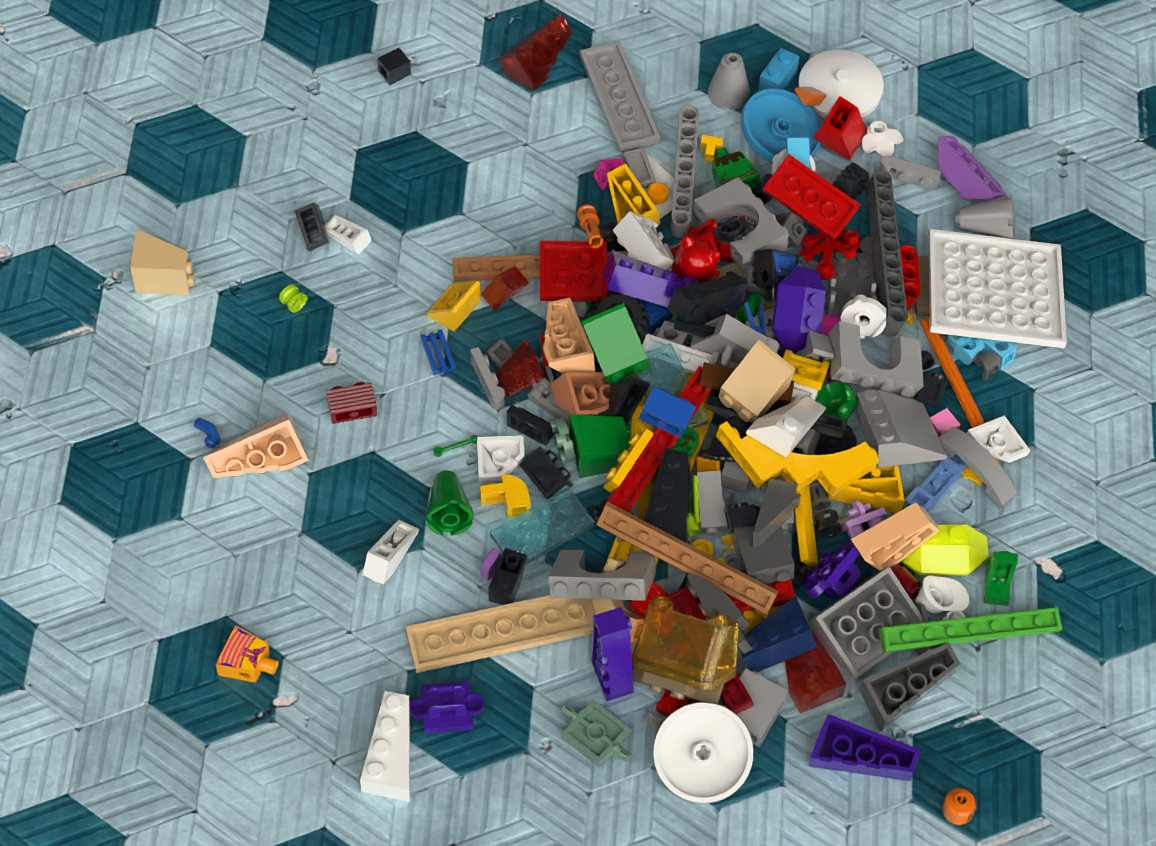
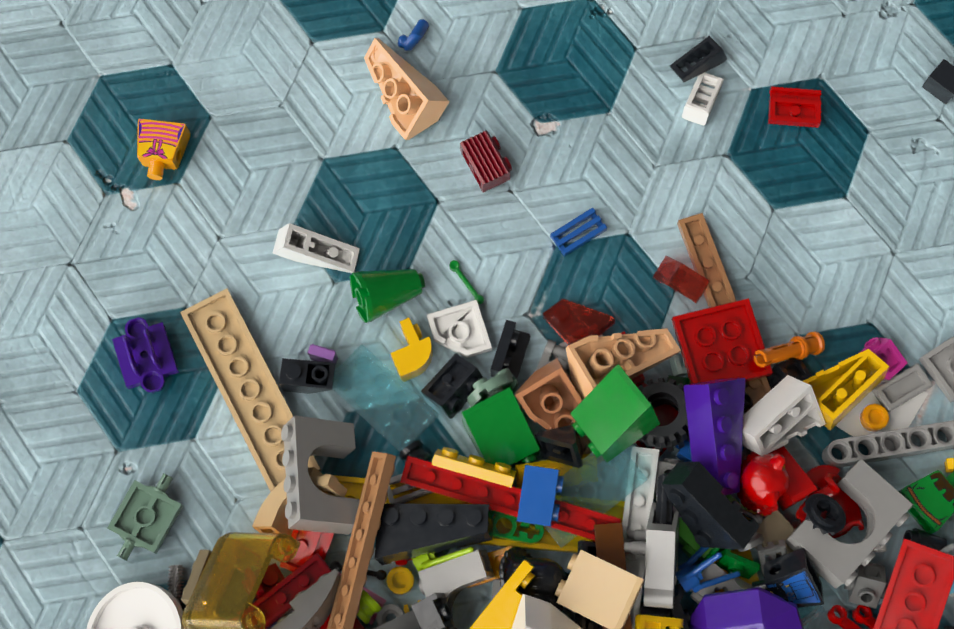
camera: 80 degrees right, 15 degrees up
(293, 298) = (598, 67): lime wheel -> none
(379, 172) = (794, 107): none -> red plate
(388, 757) = (71, 313): white wedge -> none
(456, 304) = (643, 232): yellow slope -> none
(487, 379) = (555, 291): light grey plate -> none
(498, 353) = (596, 295): dark grey slope -> none
(612, 653) = (220, 508): dark purple wedge -> none

